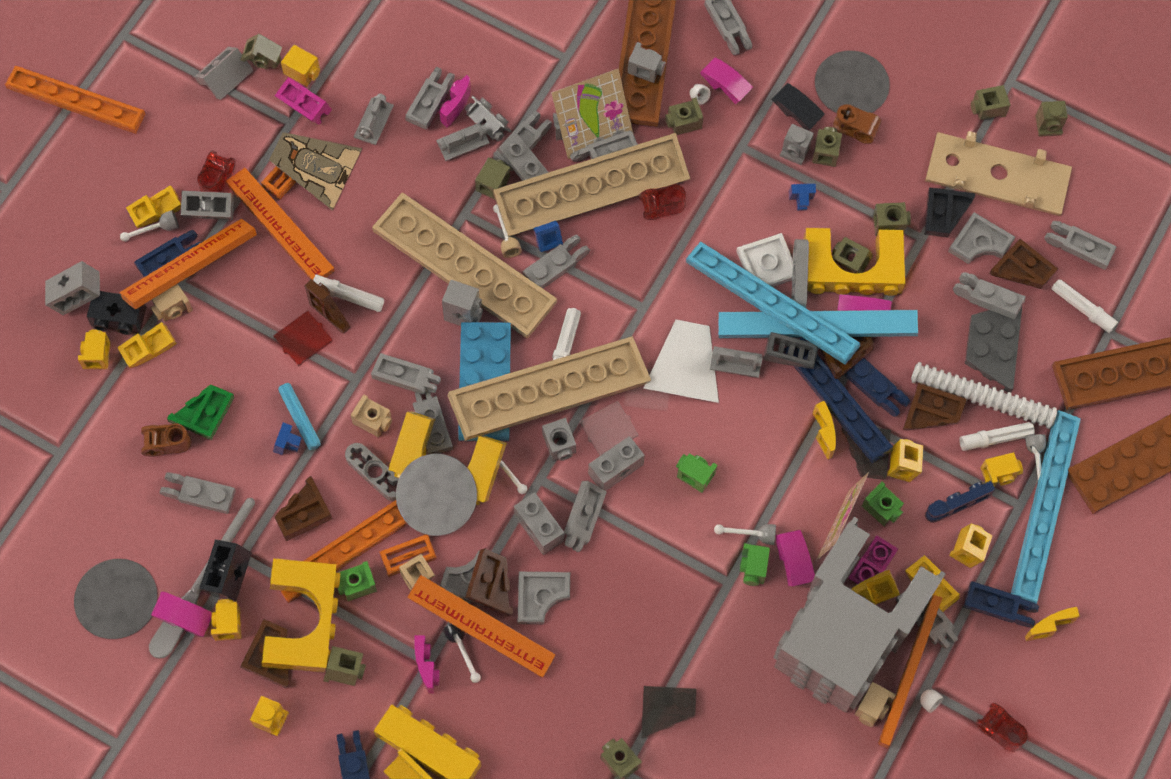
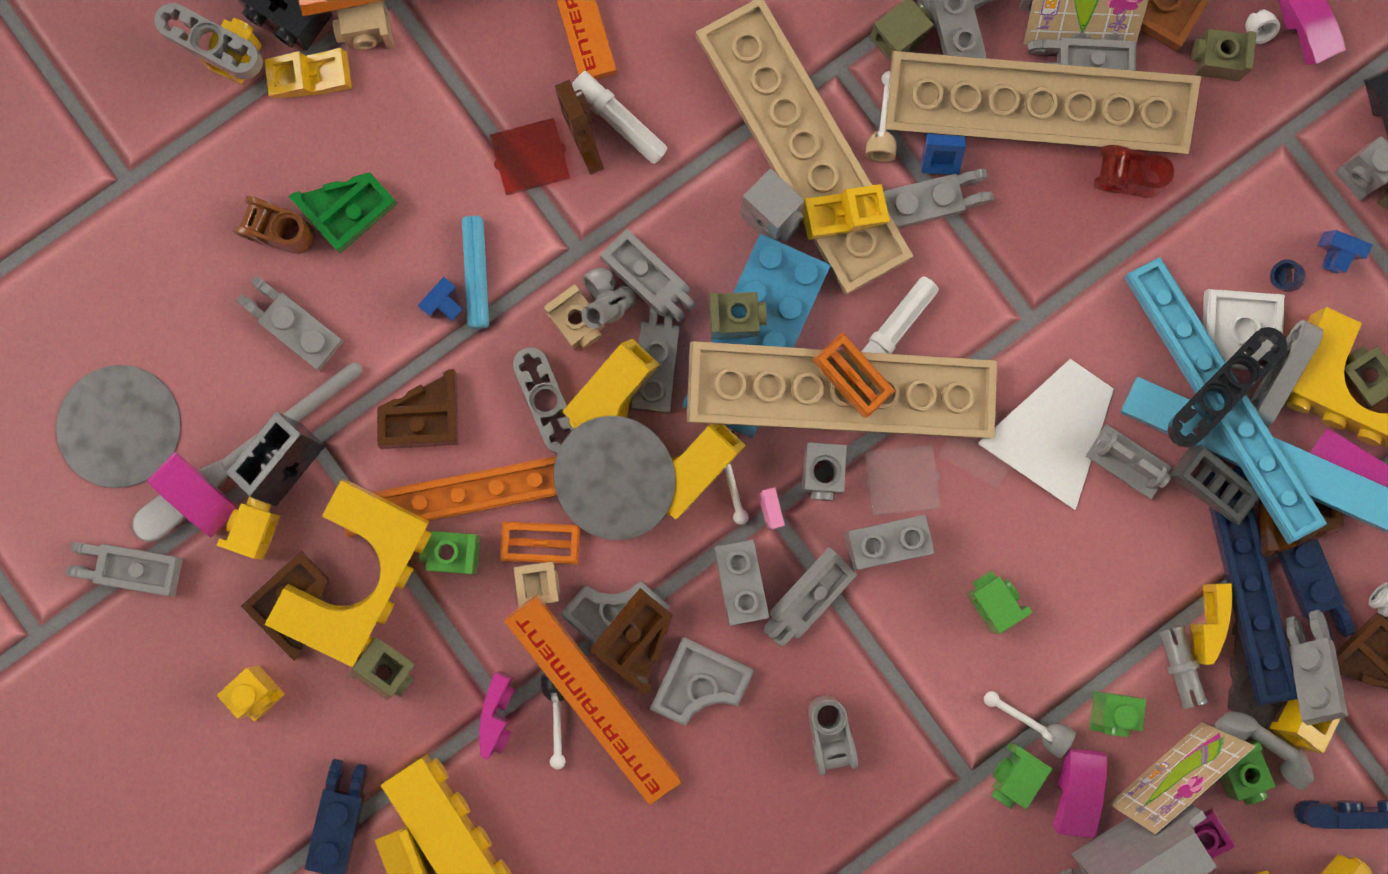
camera: 20 degrees right, 15 degrees up
(65, 338) = (199, 26): none -> light grey beam
(158, 676) = (129, 568): none -> light grey hinge
(376, 391) = (598, 281): none -> light grey hinge
(387, 397) = (609, 307): none -> light grey pin
(464, 377) = (726, 326): none -> olive brick
(505, 290) = (845, 212): none -> yellow slope
(538, 475) = (771, 509): none -> bright pink tile
(551, 375) = (840, 383): none -> orange tile
(634, 590) = (831, 743): none -> light grey piece
(769, 293) = (1226, 386): none -> black beam
(776, 223) = (1282, 275): none -> dark blue hinge
(794, 503) = (1116, 713): none -> bright green brick
(821, 462) = (1183, 667): none -> light grey pin
(893, 427) = (1316, 671): none -> light grey hinge
(912, 491) = (1296, 767): none -> light grey bar

